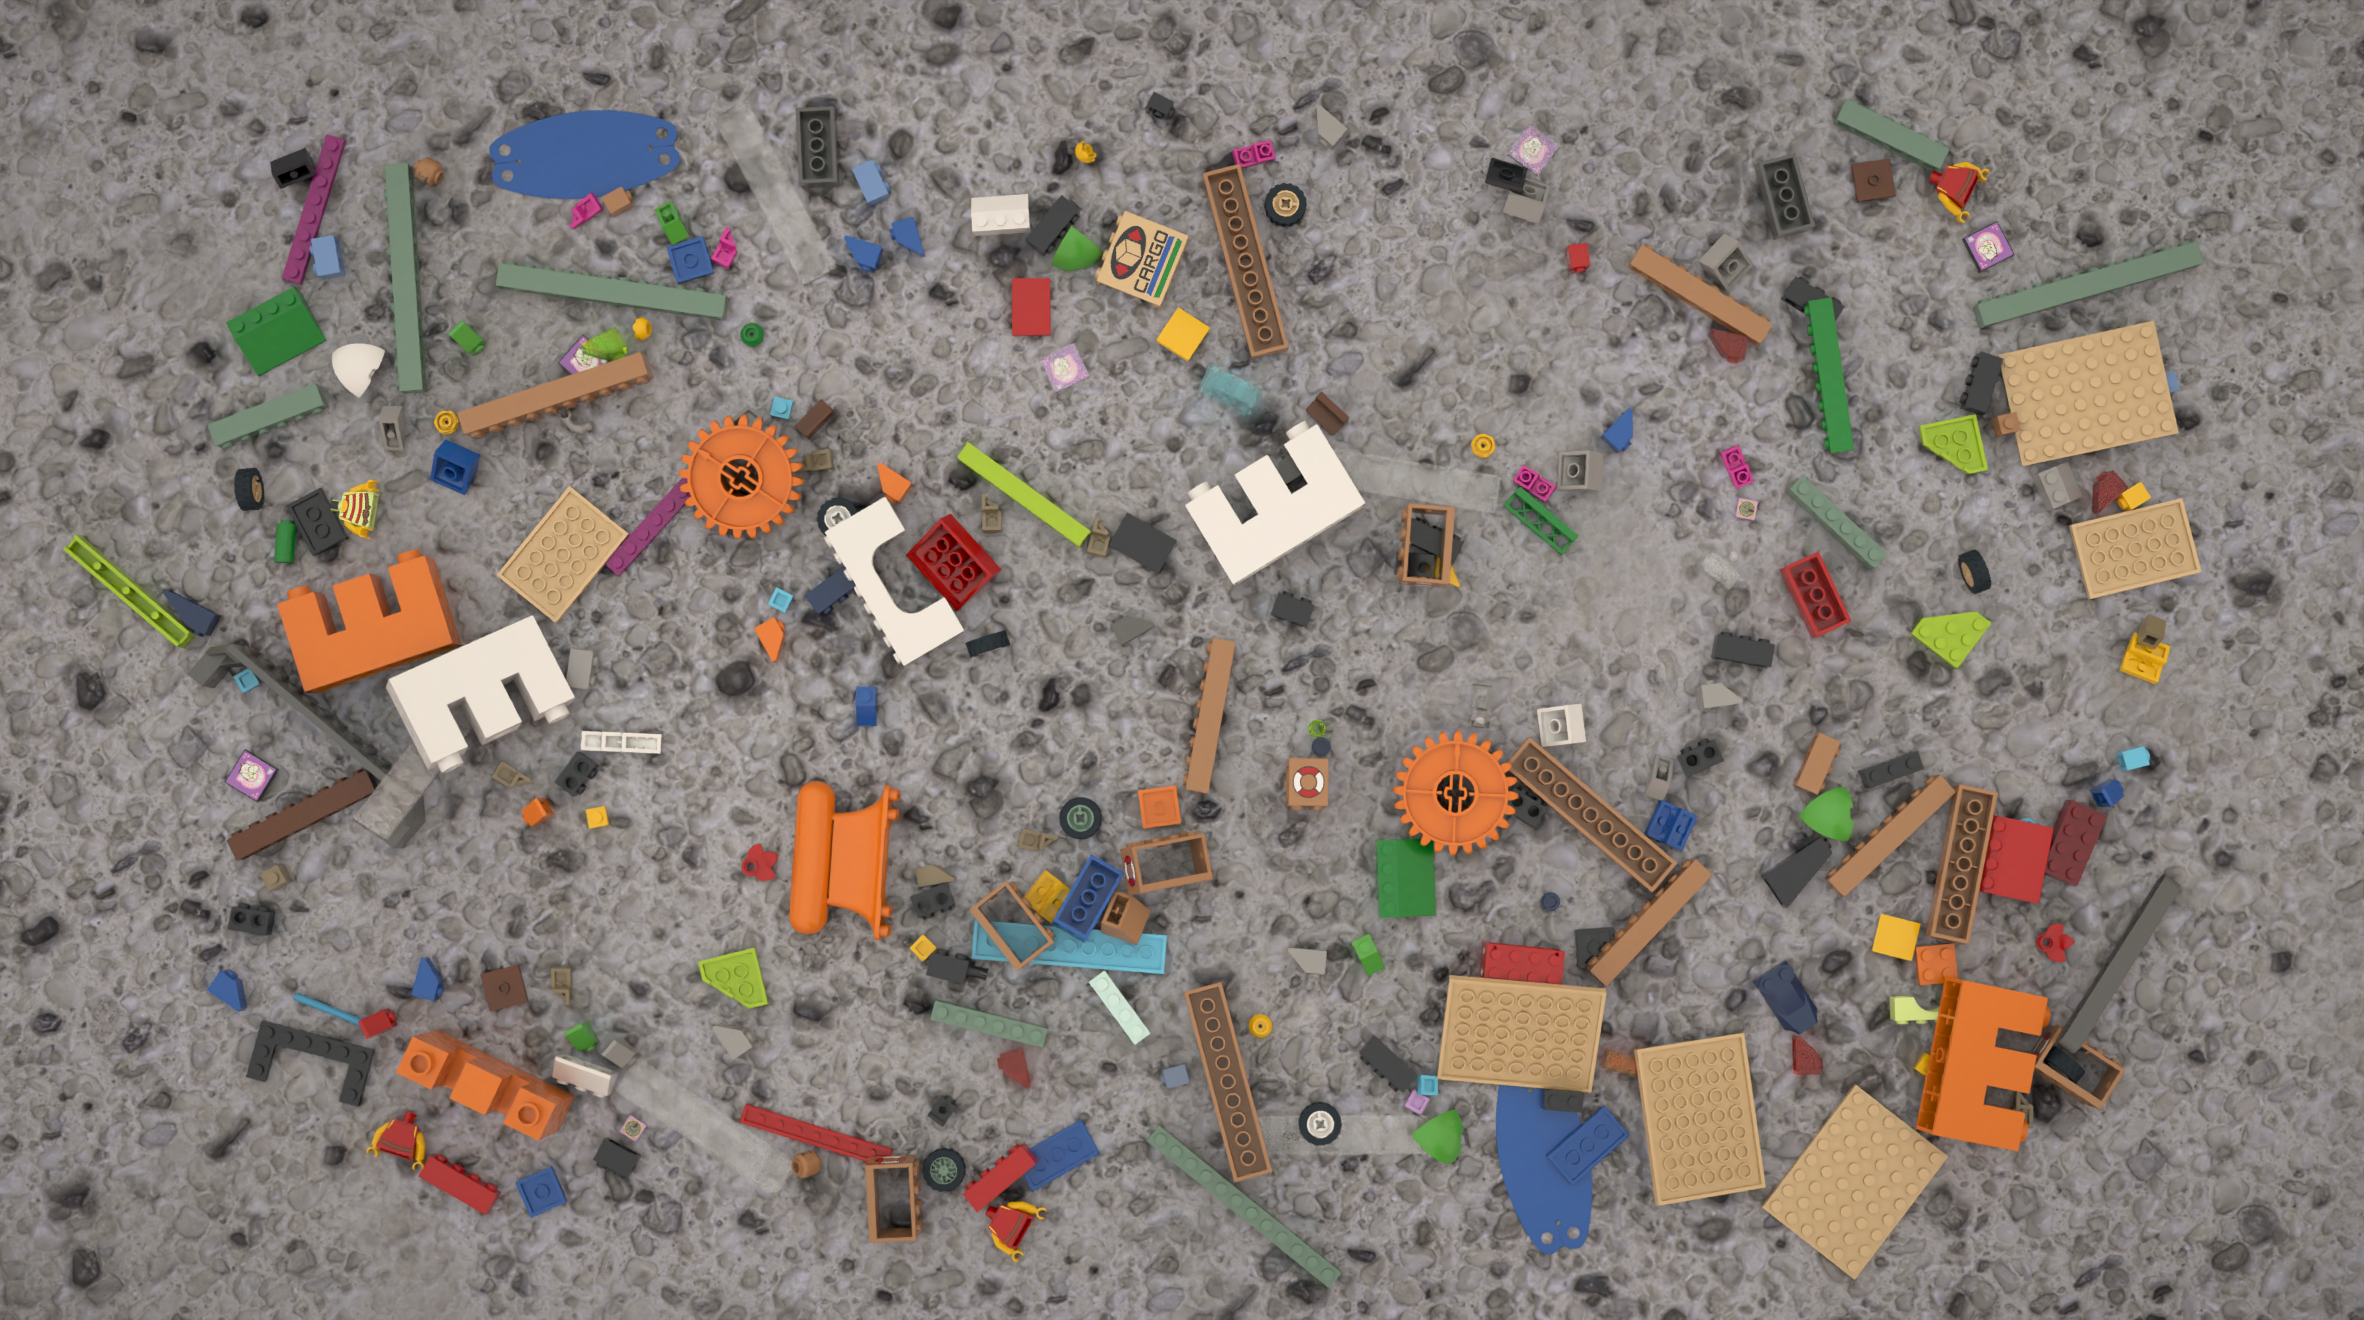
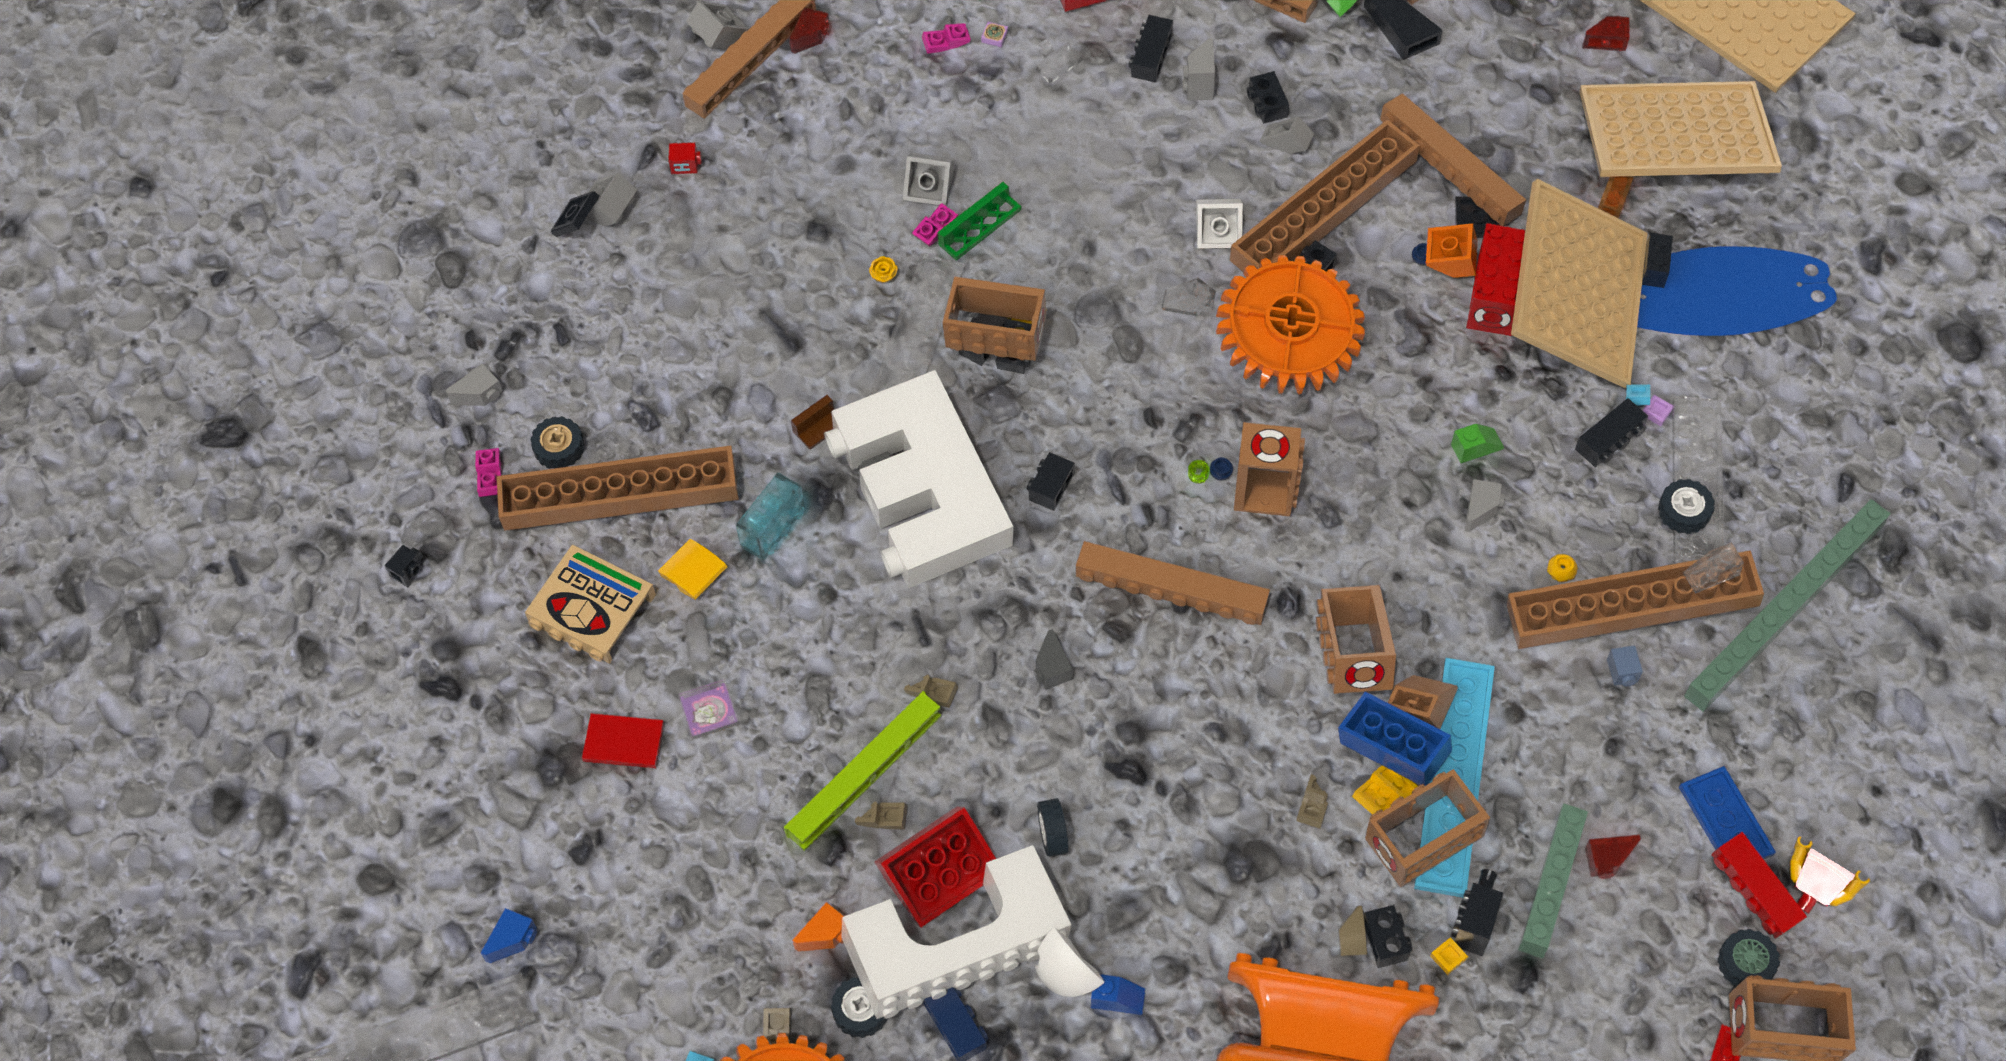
camera: 80 degrees left, 25 degrees down
(815, 419) = (720, 1024): reddish brown panel -> none
(817, 147) = (354, 978): dark grey brick -> none
(871, 183) = (418, 917): medium blue brick -> none
(875, 663) = (1063, 968): none -> white brick
(907, 235) = (500, 877): blue slope -> none
(936, 1115) = (1667, 960): black brick -> none
(1000, 215) = (497, 763): white slope -> none
(1053, 226) = (525, 701): black brick -> none
(1076, 252) = (565, 674): bright green brick -> none
(1080, 818) = (1289, 745): black wheel -> none
(1085, 152) = (441, 656): yellow plate -> none
(1119, 1007) = (1516, 730): light aqua arch -> none
(1142, 543) = (945, 641): black tile -> none
(1159, 807) = (1281, 652): orange plate -> none
(1248, 1141) = (1714, 568): none -> clear slope
(1405, 878) = (1387, 398): green slope -> none
(1441, 1136) = (1700, 381): bright green brick -> none
(1533, 149) = (550, 191): clear tile -> none
(1552, 925) = (1452, 250): none -> orange slope
(1588, 1145) = (1709, 244): blue tile -> none
(1620, 433) = (889, 136): blue slope -> none
(1670, 825) = (1340, 132): blue slope -> none
(1787, 998) = (1542, 46): dark blue slope -> none

